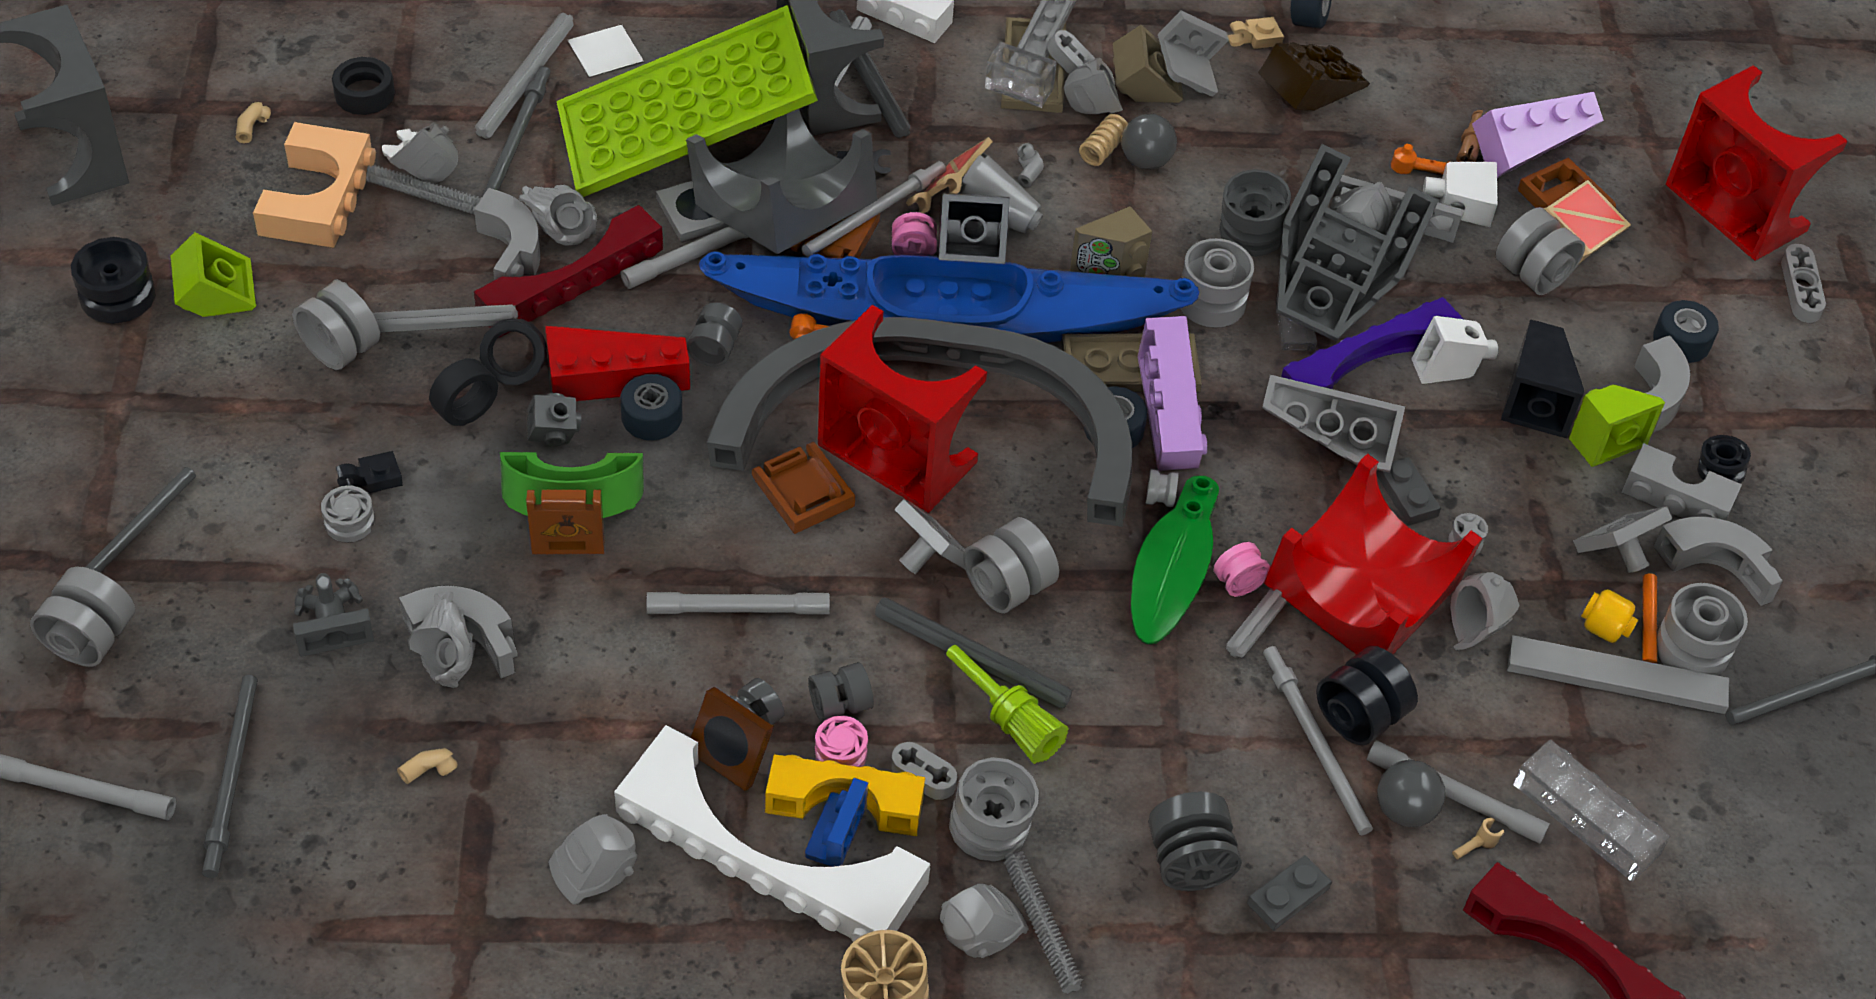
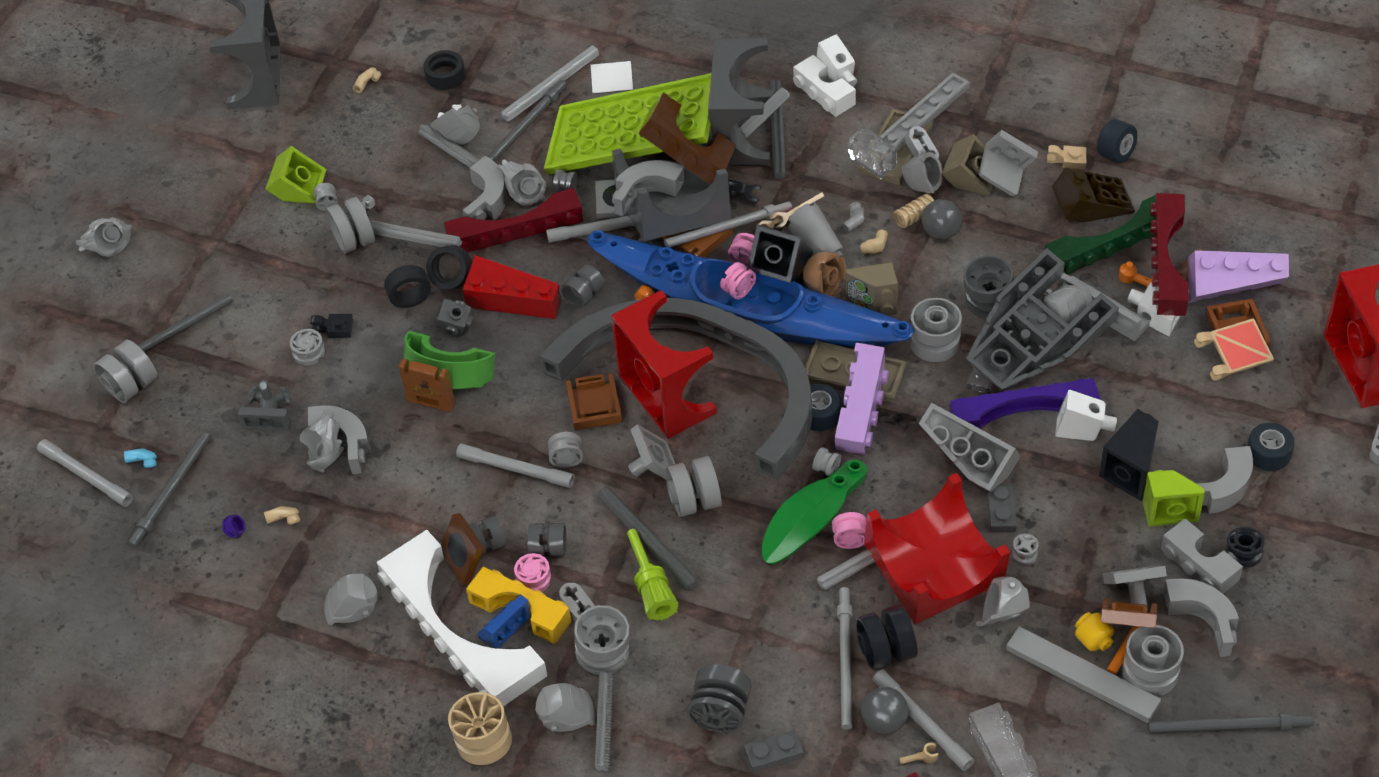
camera: 30 degrees right, 0 degrees up
(113, 280) = (236, 165): black wheel -> none
(161, 734) = (141, 455): none -> medium azure arm
(271, 295) = (325, 196): none -> light grey wheel
(322, 215) = (379, 151): light nougat arch -> none
(361, 801) = (233, 526): none -> dark purple plate
(615, 199) = (564, 180): none -> flat silver wheel
(651, 407) = (521, 324): black wheel -> none
(748, 166) = (652, 175): none -> light grey arch
(750, 89) = (663, 132): none -> reddish brown arch
(804, 562) = (565, 449): none -> light grey wheel
(935, 276) = (738, 280): none -> bright pink wheel
(1034, 241) = (824, 273): none -> medium nougat cylinder
(1074, 194) = (875, 245): none -> tan arm
(1399, 85) = (1084, 251): none -> dark green arch
(1482, 165) = (1171, 287): none -> dark red arch
(1540, 251) = (1185, 362): light grey wheel -> none
(1647, 581) = (1129, 614): none -> container

